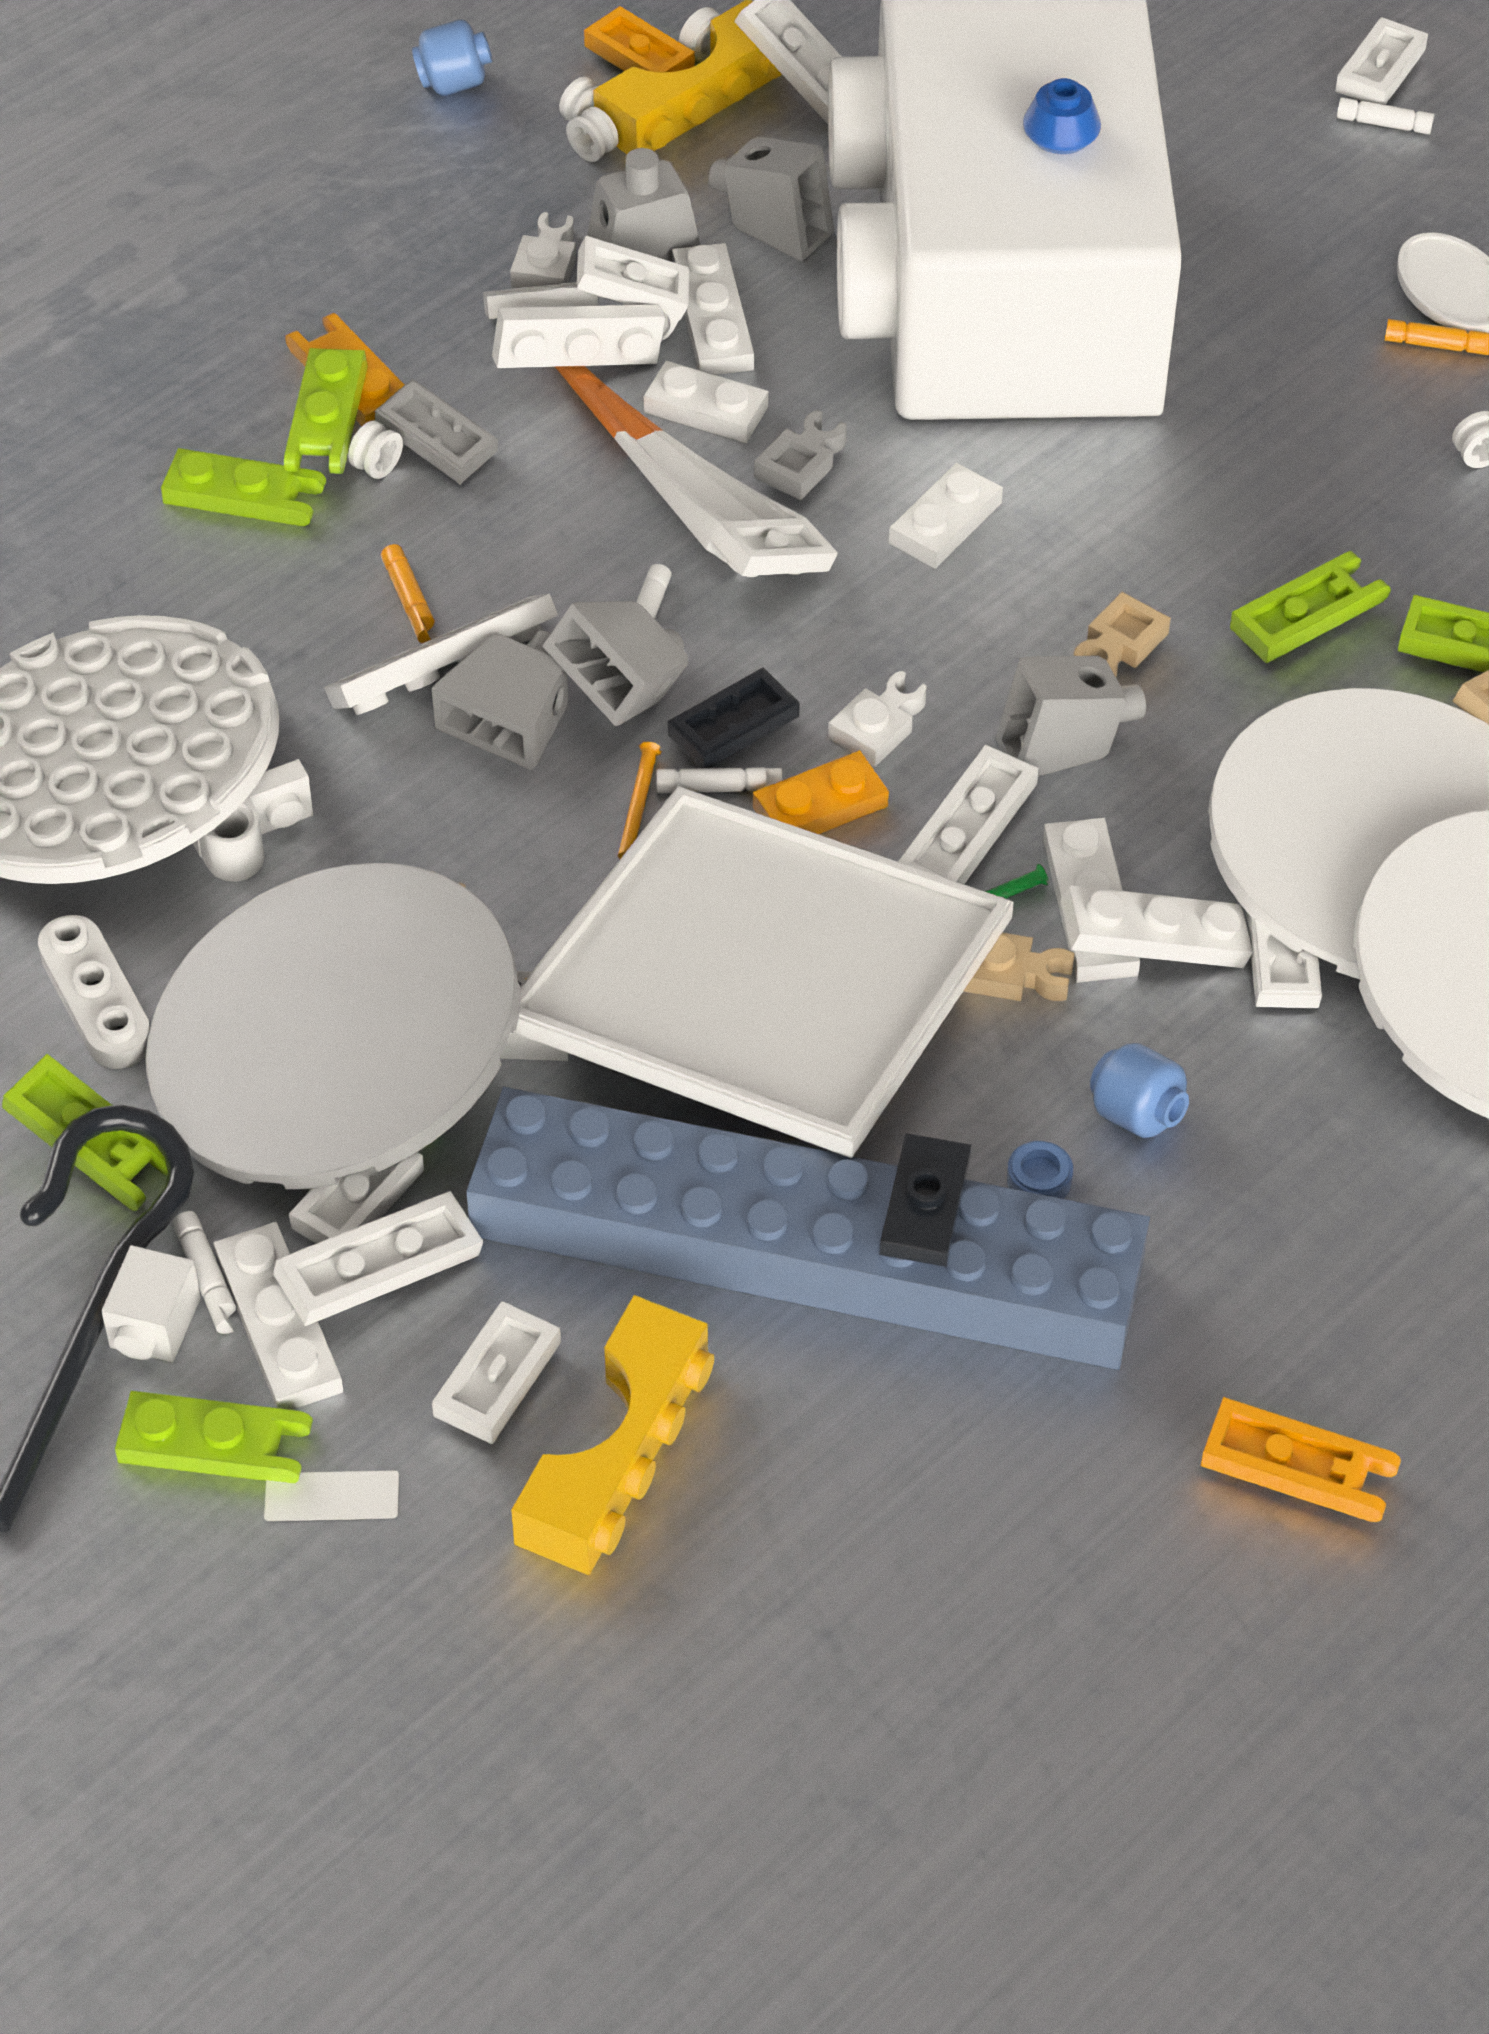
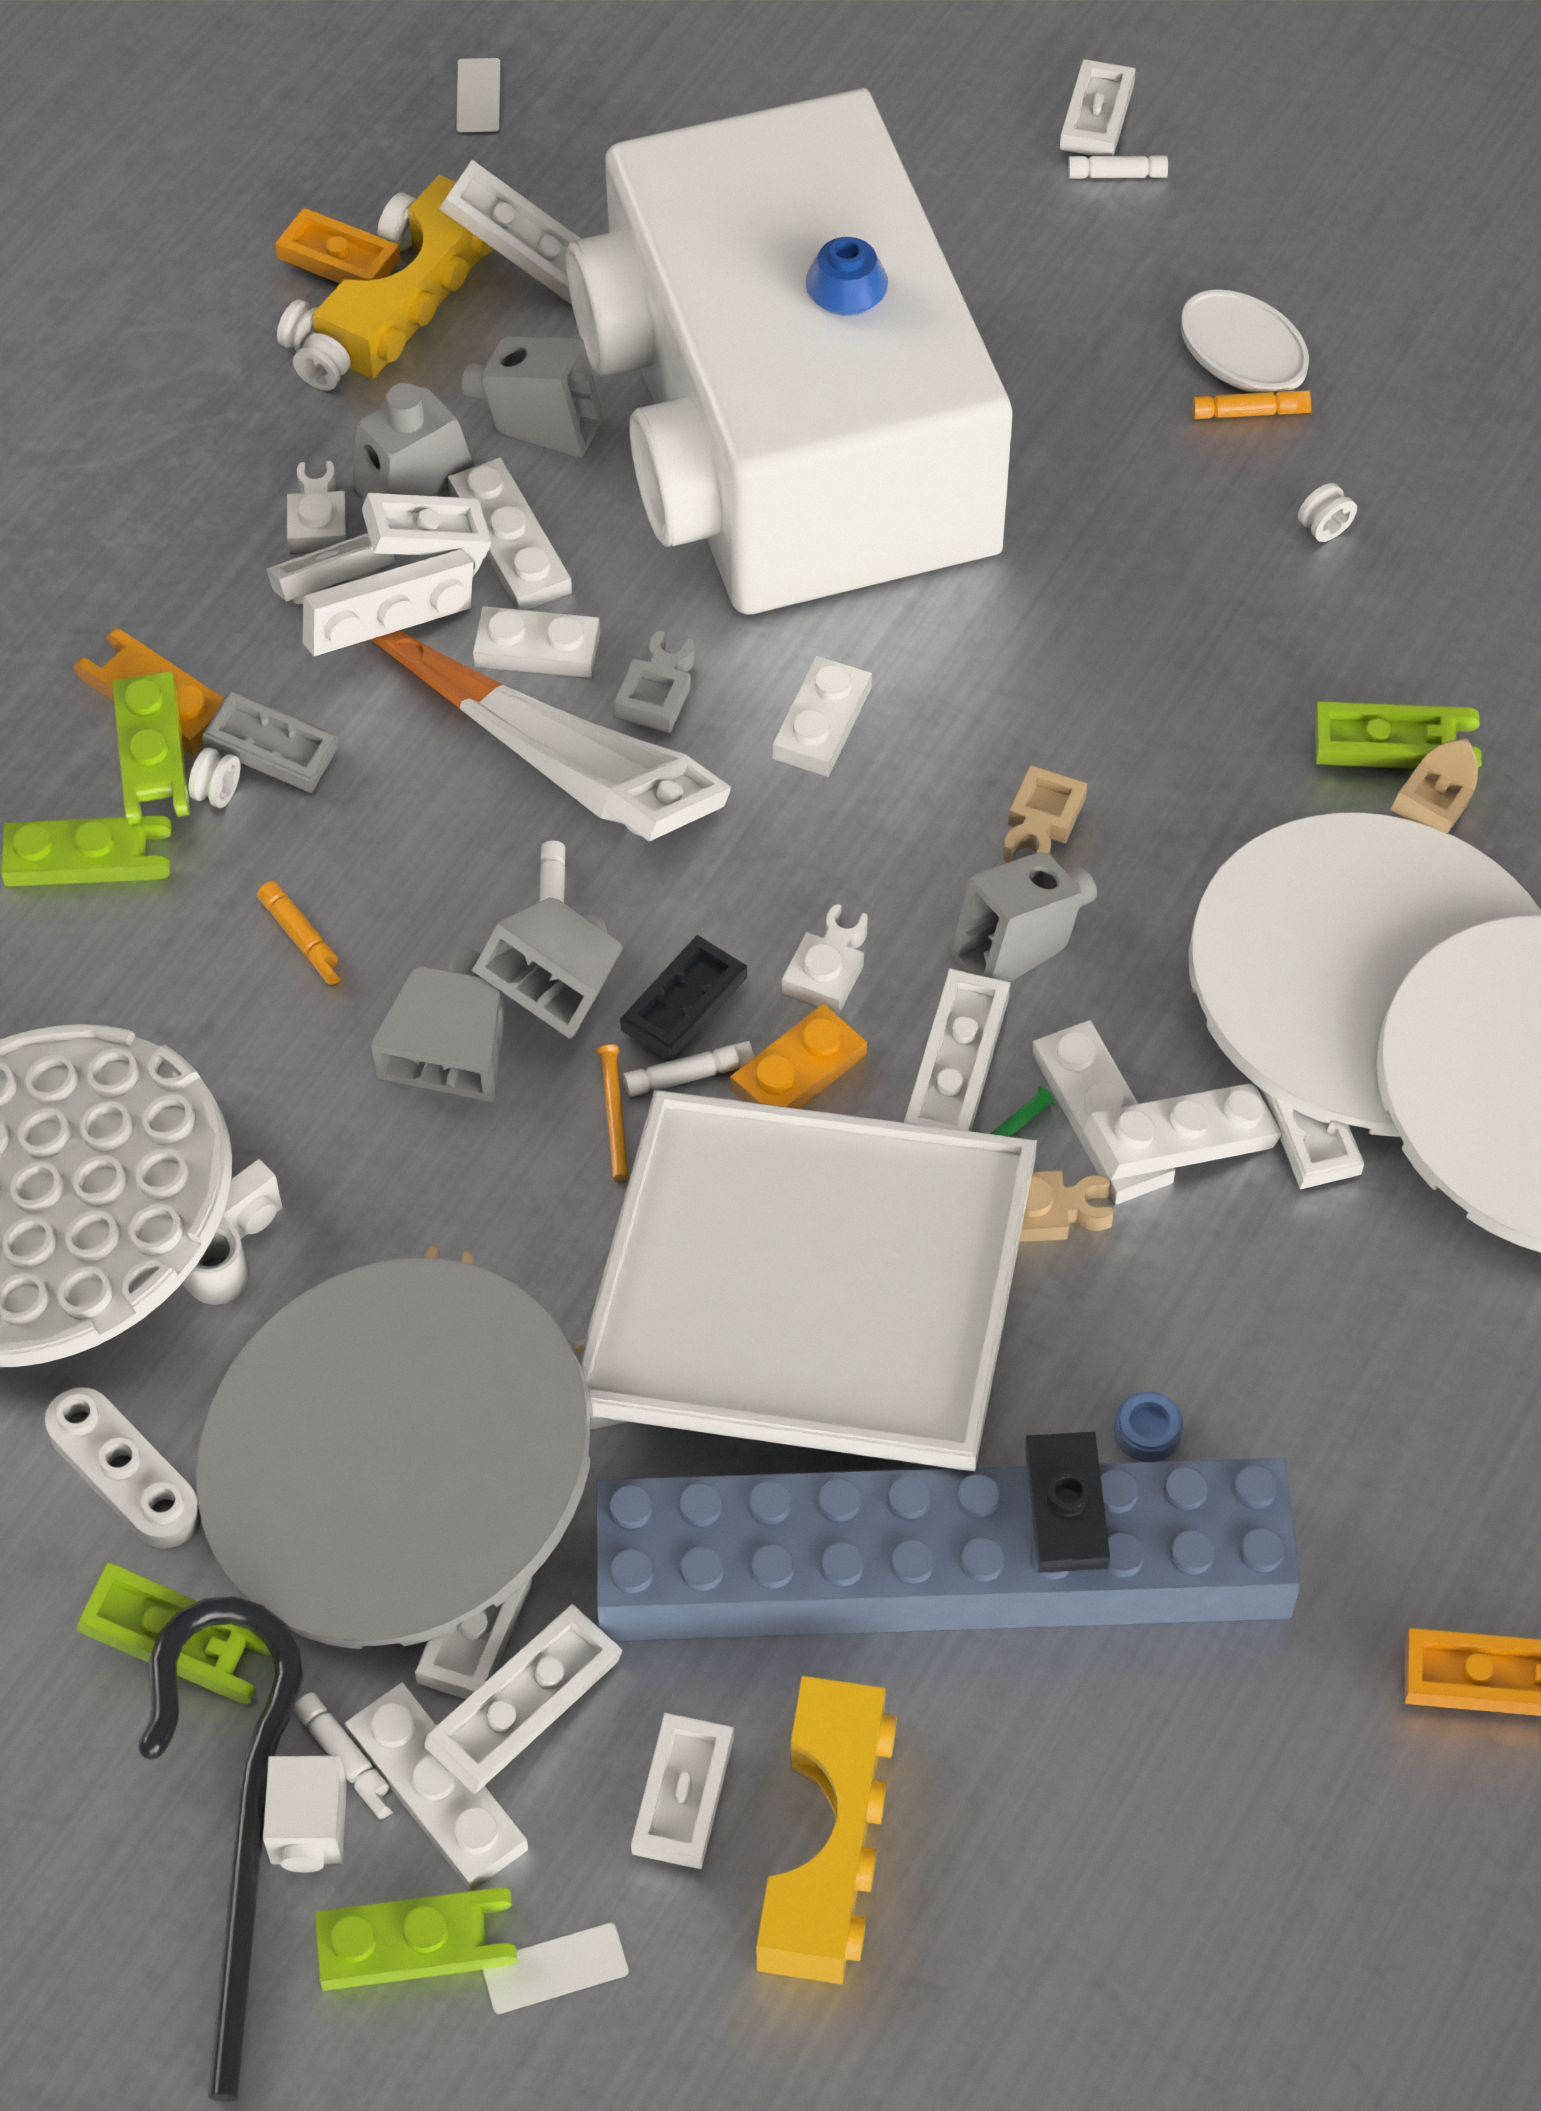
camera: 15 degrees left, 5 degrees up
(420, 664) = (343, 1010): white plate -> none
(451, 57) = (145, 304): medium blue head -> none
(1139, 1090) = (1222, 1313): medium blue head -> none
(1306, 607) = (1213, 739): lime hinge -> none

